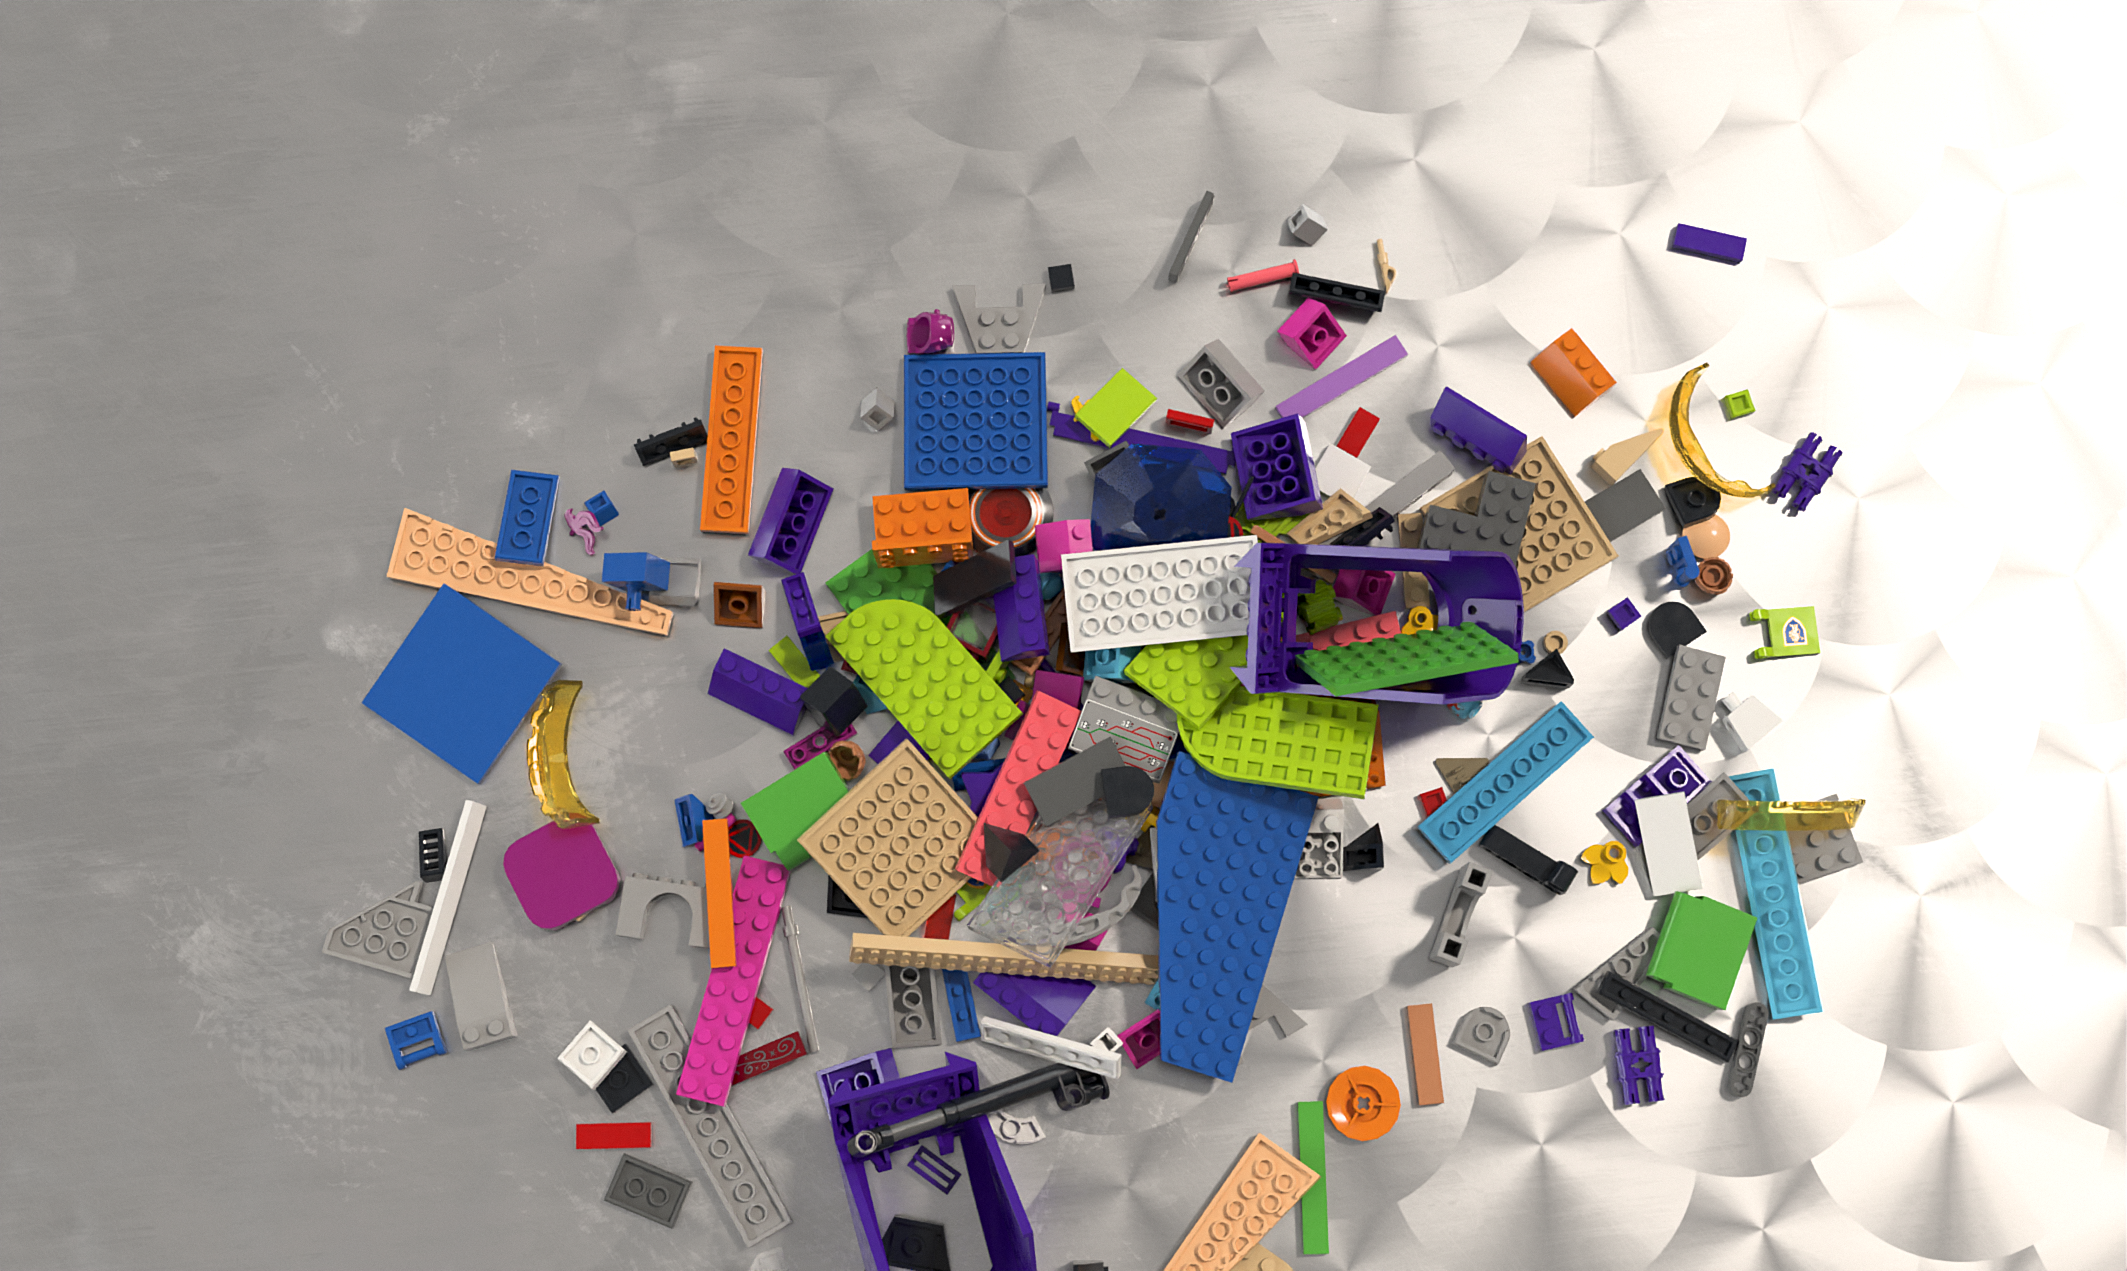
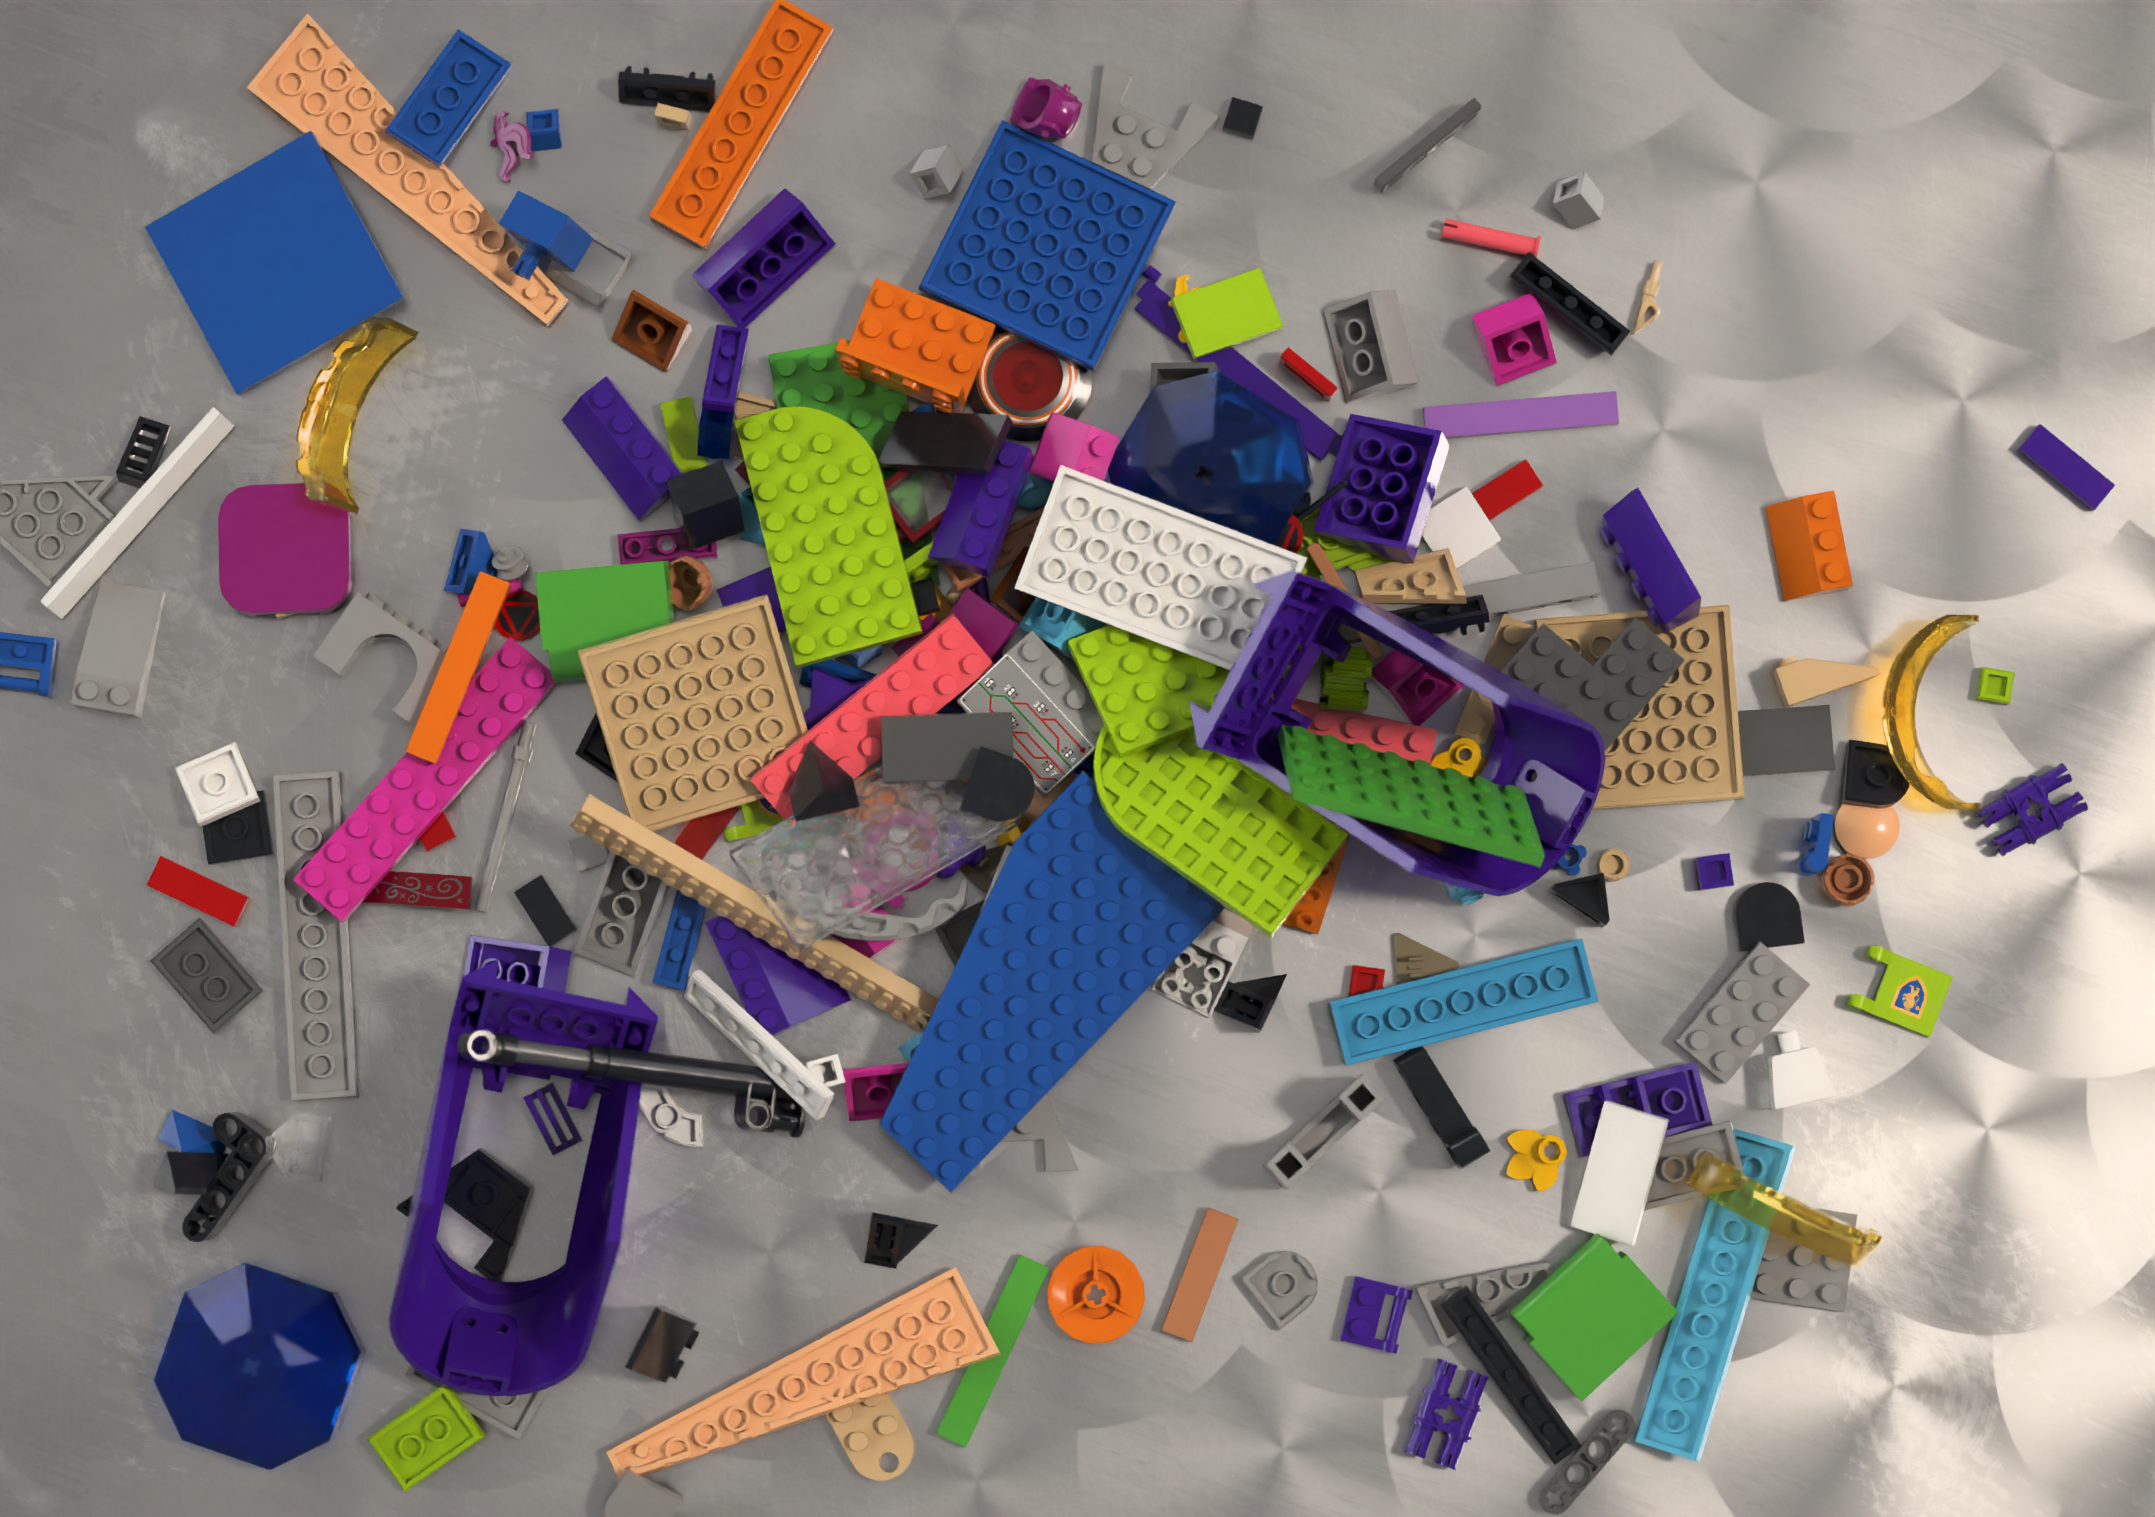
camera: 25 degrees right, 5 degrees up
(859, 1029) = (545, 911): none -> black tile
(1207, 1134) = (893, 1238): none -> black slope

